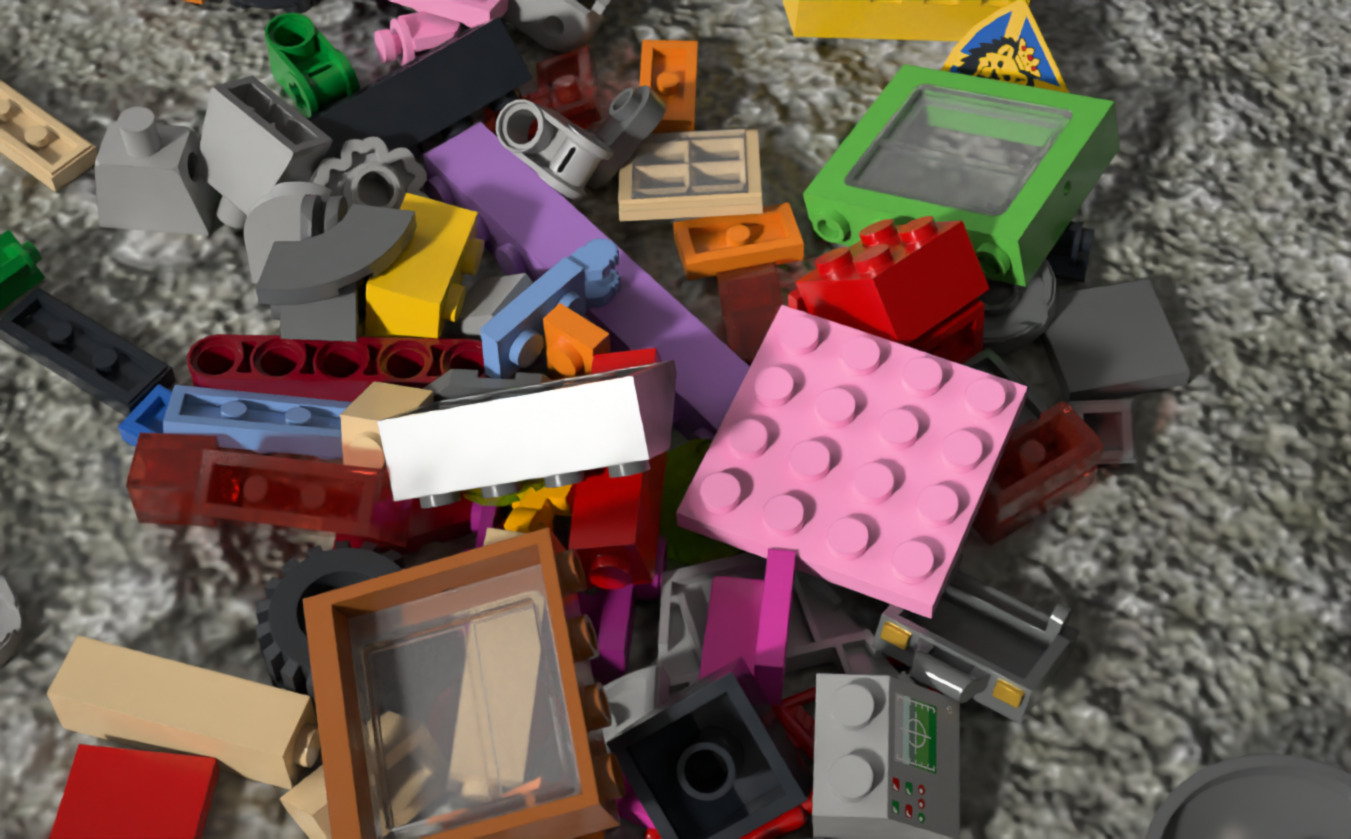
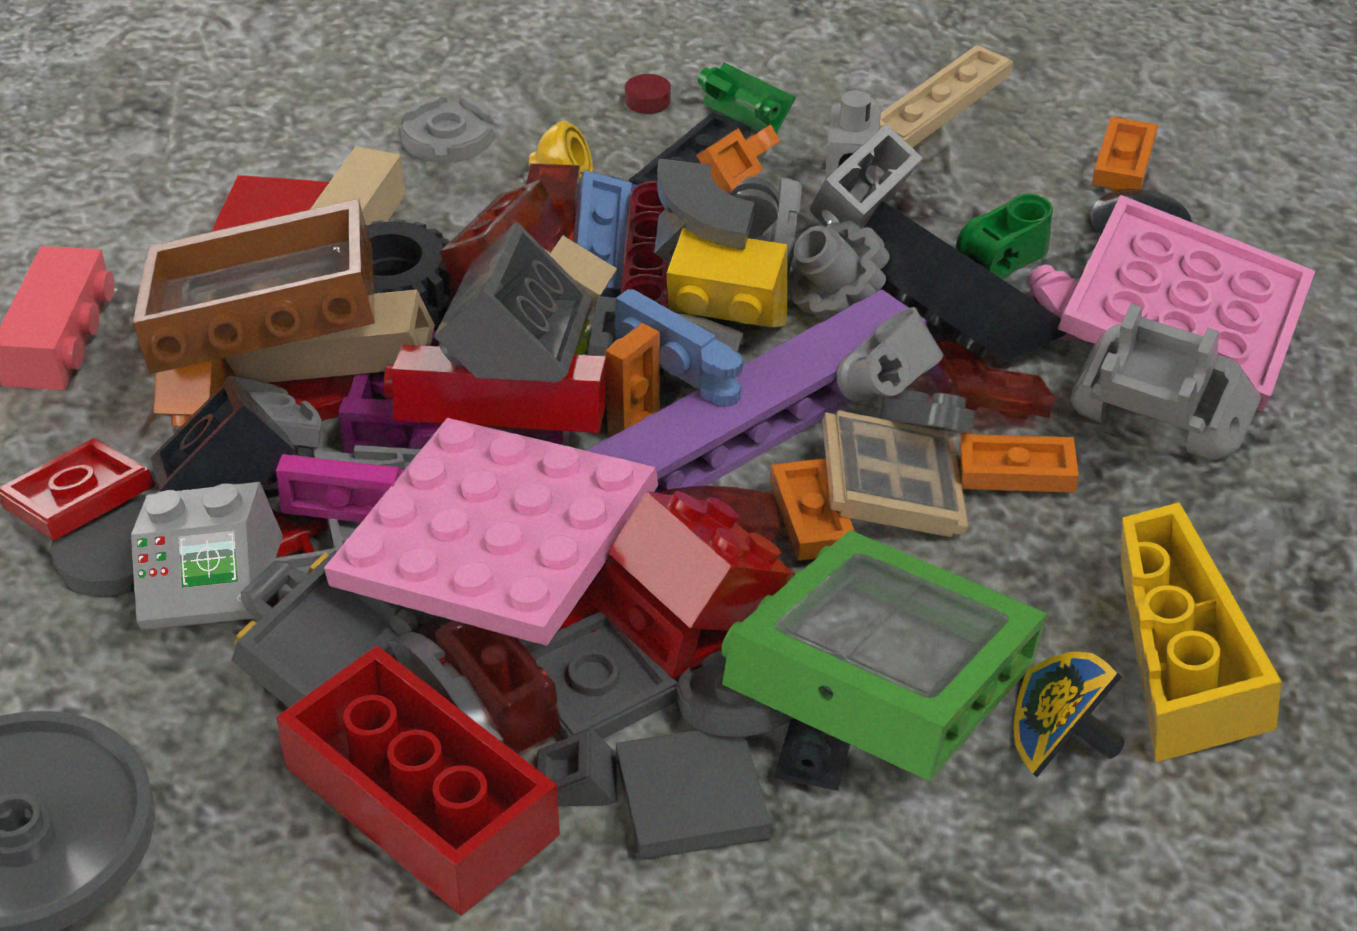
camera: 90 degrees right, 10 degrees down
(80, 473) = (563, 146): none -> yellow brick
(115, 300) = (736, 158): none -> orange plate
(1040, 522) = (421, 658): none -> dark grey tile
(1161, 531) = (420, 778): none -> red brick

